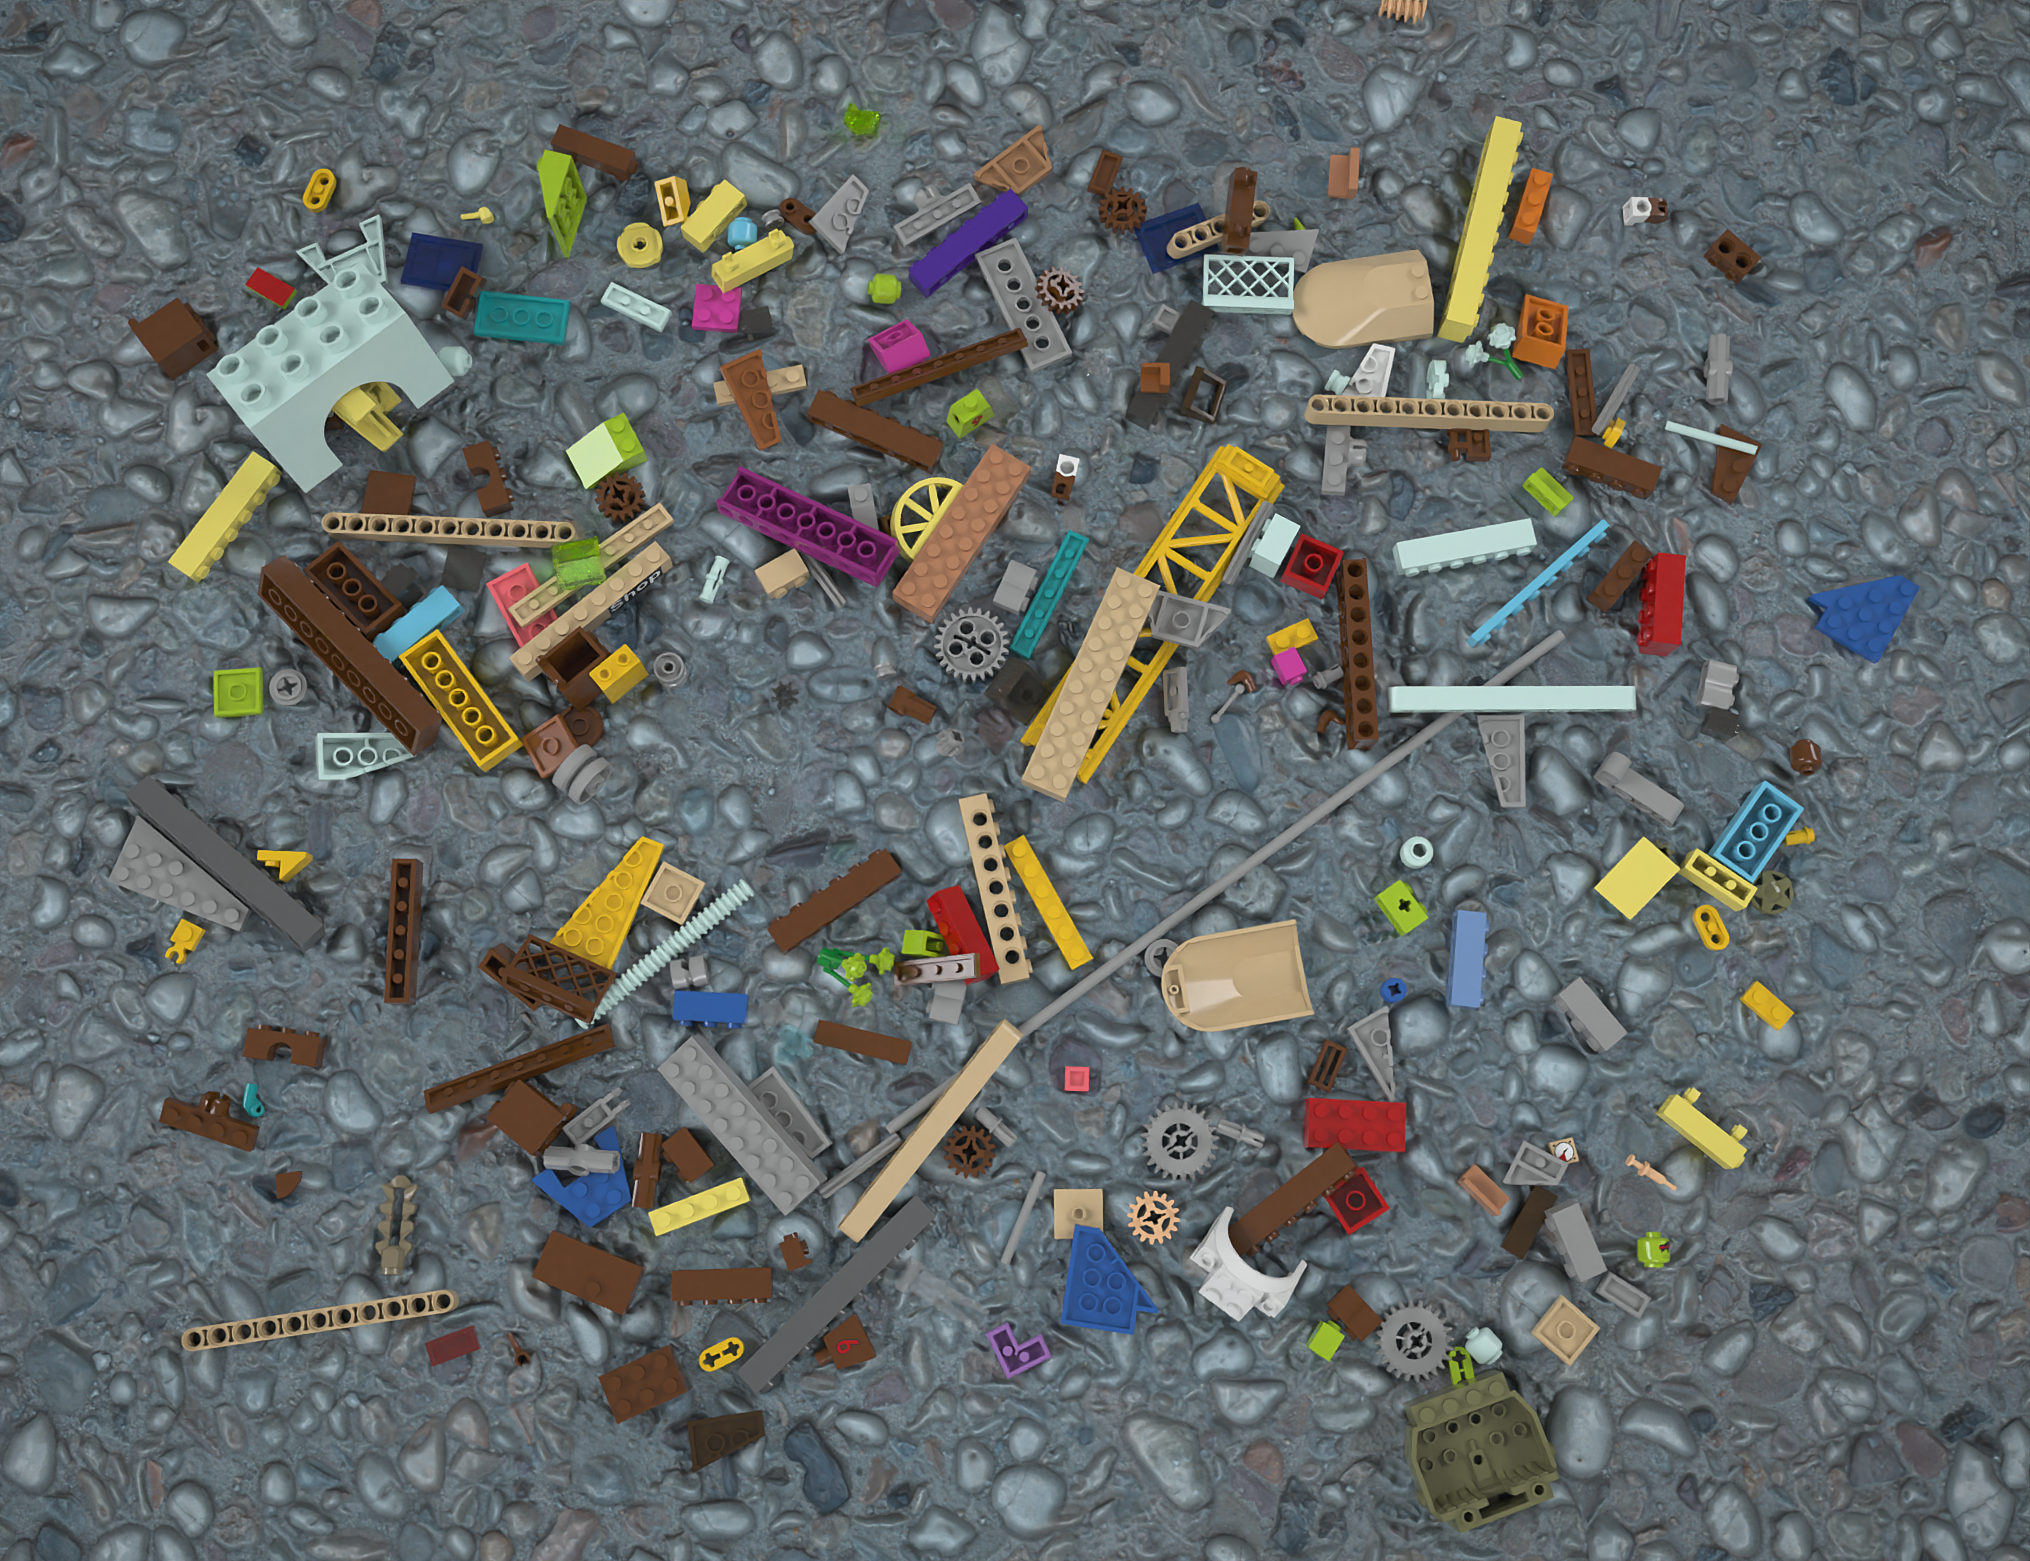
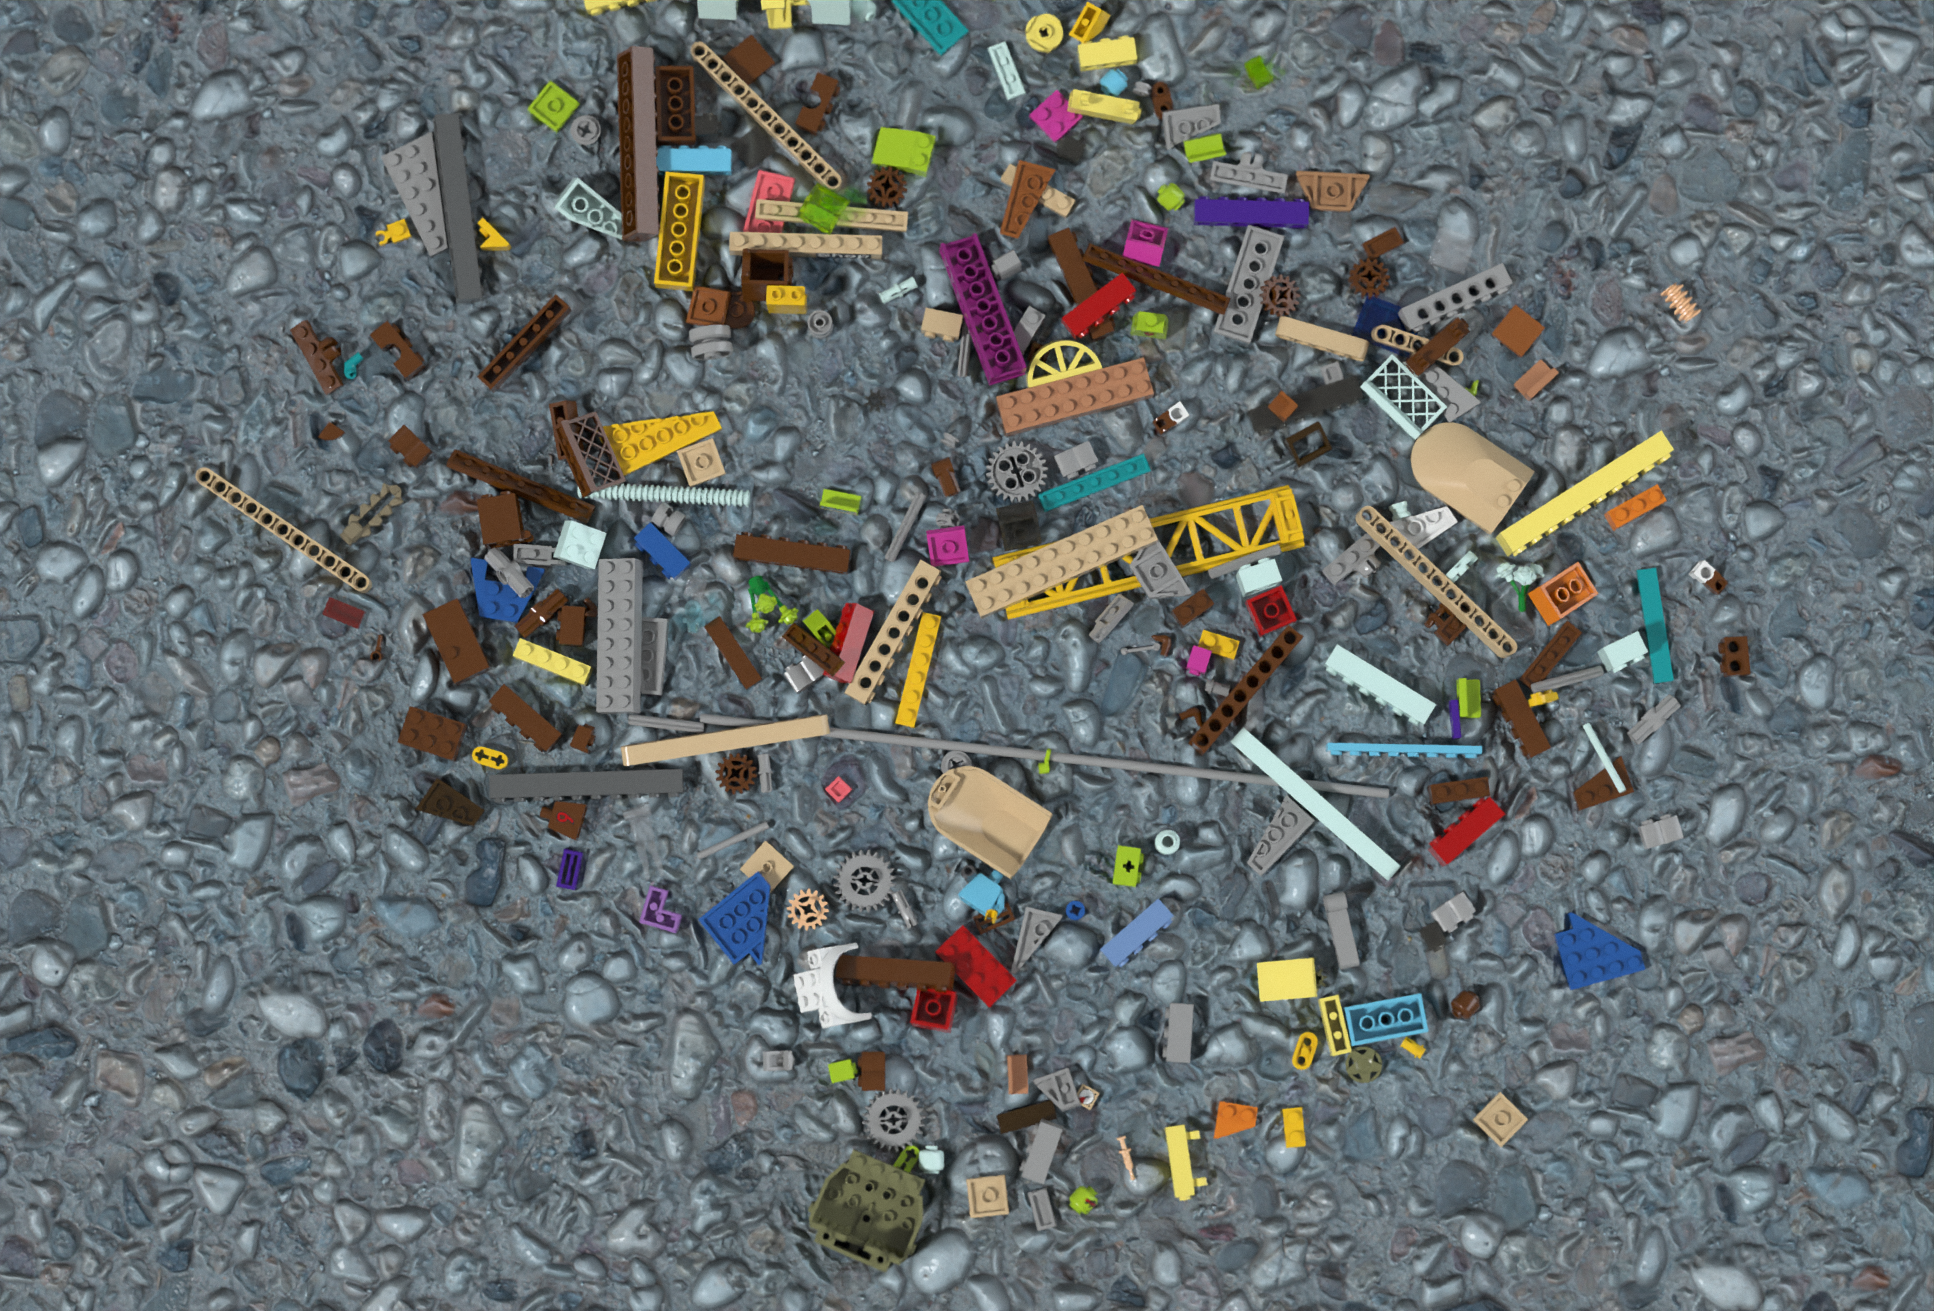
camera: 50 degrees right, 5 degrees up
(377, 1127) = (410, 446): none -> reddish brown brick
(626, 1072) = (579, 544): none -> light aqua brick
(690, 1121) = (591, 607): none -> reddish brown animal
(794, 469) = (1006, 265): none -> light grey brick
(836, 814) = (840, 502): none -> lime panel
(874, 222) = (1204, 147): none -> lime panel
(905, 1408) = (562, 867): none -> dark purple tile
(911, 431) = (1098, 306): none -> red brick
(916, 784) = (905, 527): none -> light grey axle
(971, 765) = (947, 546): none -> dark pink plate
(1130, 296) = (1322, 338): none -> tan beam
(1169, 128) = (1451, 250): none -> clear plate
(1229, 115) = (1497, 275): none -> light grey brick
(1240, 625) = (1192, 608): none -> reddish brown brick
(1243, 885) = (1044, 766): none -> lime hand
(1258, 1387) = (777, 1060): none -> light grey bracket
(1289, 147) = (1518, 331): none -> dark orange tile
(1299, 1051) = (982, 892): none -> medium azure torso
(1556, 518) = (1455, 719): none -> dark purple tile
(1640, 291) = (1654, 625): none -> teal tile
(1641, 333) = (1625, 650): none -> light aqua brick
(1708, 1048) = (1234, 1118): none -> orange wing
(1817, 458) = (1660, 832): none -> light grey brick
(1931, 830) = (1500, 1119): none -> tan plate

